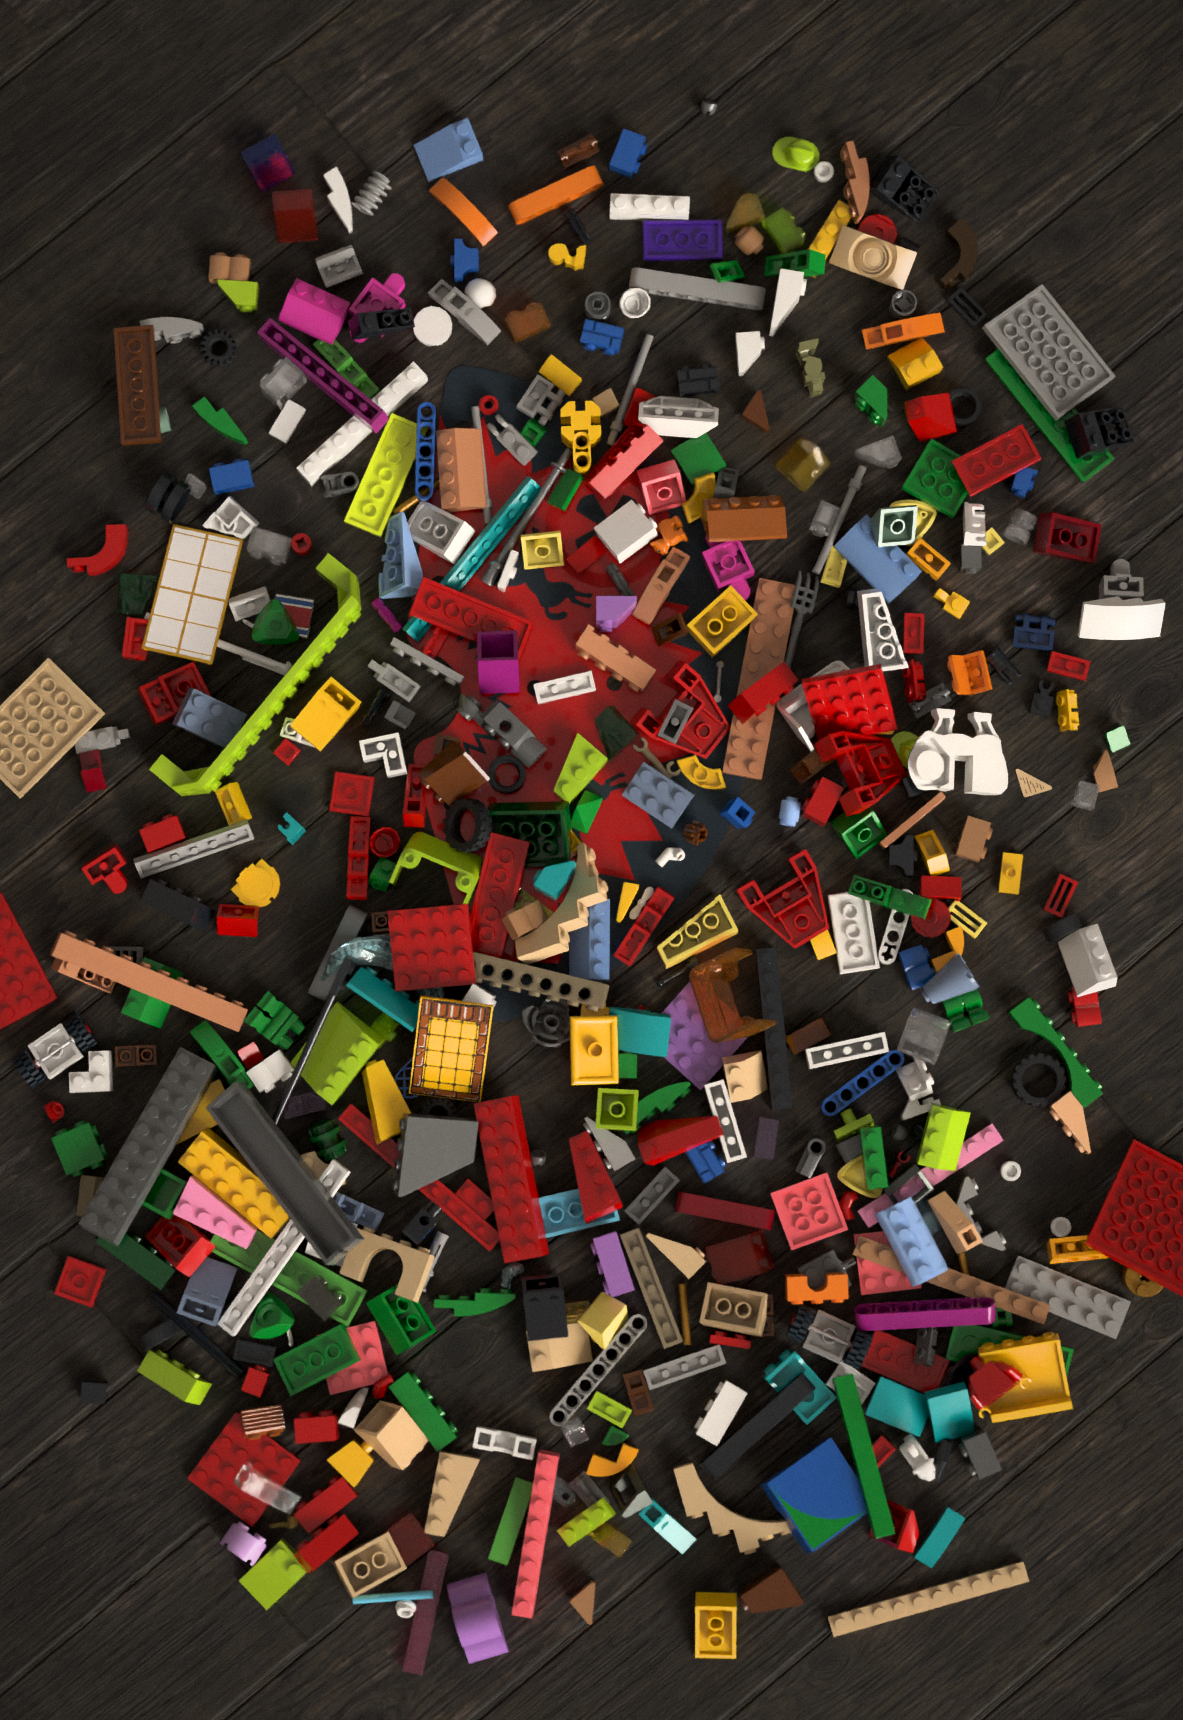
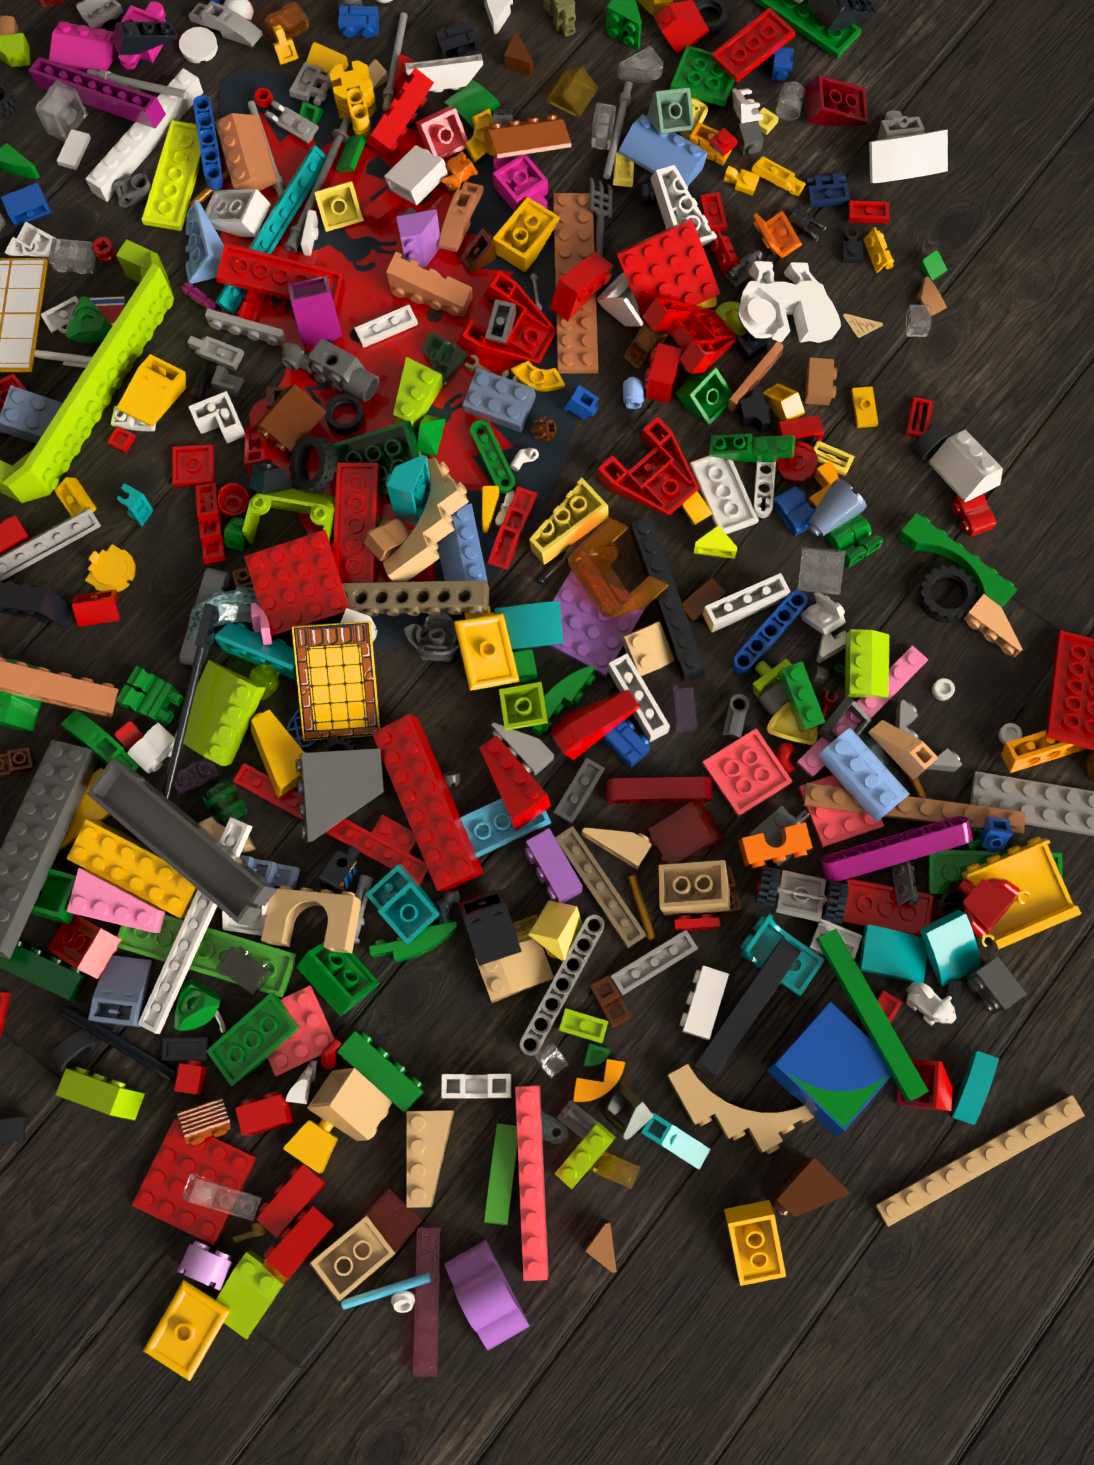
camera: 10 degrees left, 10 degrees down
(218, 1592) = (186, 1330): none -> yellow piece
(334, 352) = (139, 84): none -> light grey bar
(391, 976) = (260, 623): none -> bright pink slope
(422, 833) = (269, 478): none -> black slope
(472, 1268) = (403, 903): none -> teal slope
(520, 353) = (284, 47): none -> yellow plate
(640, 849) = (492, 456): none -> green plate
(833, 984) = (716, 544): none -> neon yellow slope
(938, 568) = (723, 142): none -> red plate
(987, 606) = (778, 175): none -> yellow hinge
(1013, 1325) = (993, 838): none -> blue brick

